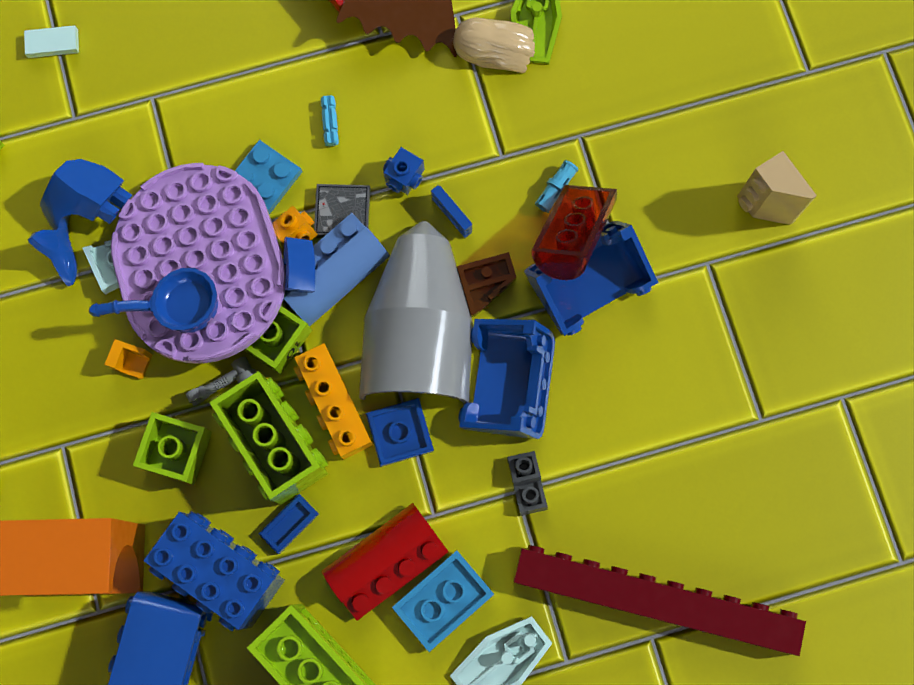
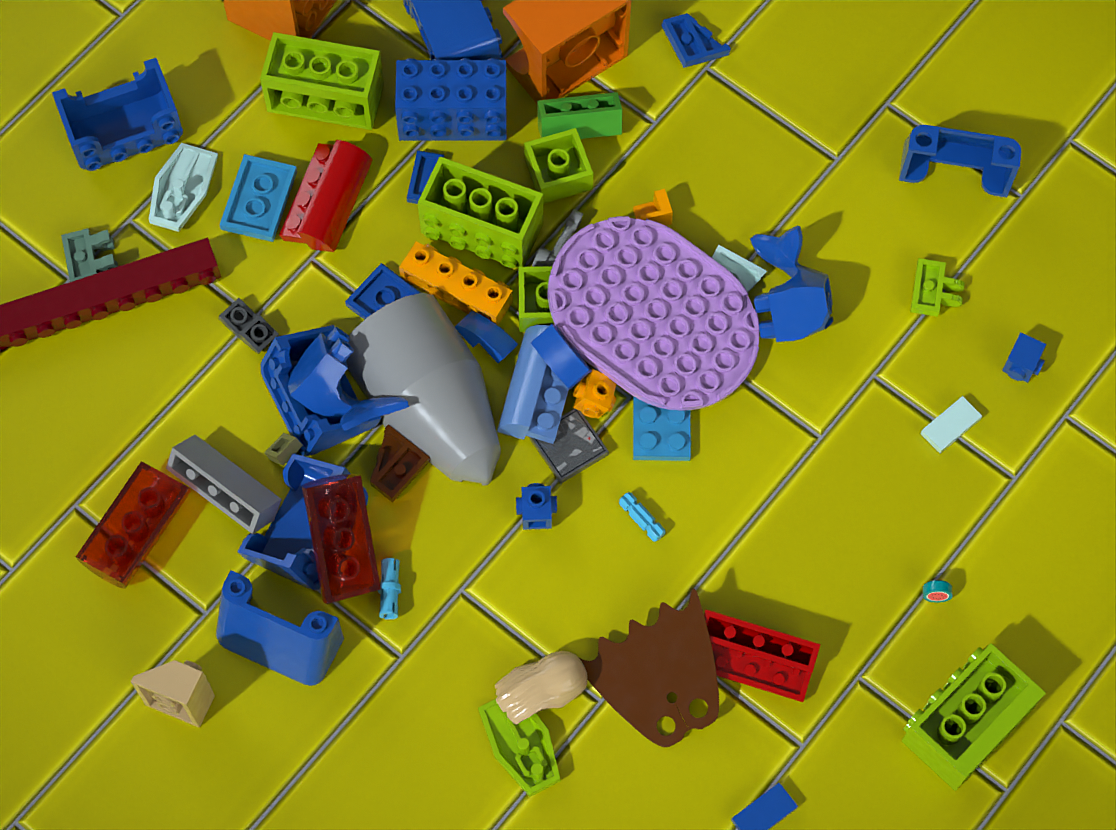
camera: 140 degrees right, 10 degrees down
(120, 483) = (590, 114): none -> bright green brick
(179, 302) = (632, 258): blue piece -> none
(340, 339) = (490, 336): none -> blue slope
(451, 211) = (468, 502): blue tile -> none
(507, 372) = (318, 385): none -> blue hips
(567, 350) = (283, 449): none -> olive plate
(632, 645) = (80, 253): none -> sand green plate
(634, 347) = (223, 484): none -> light grey brick
(649, 168) = (272, 642): none -> blue windscreen
(726, 358) = (132, 525): none -> clear red brick

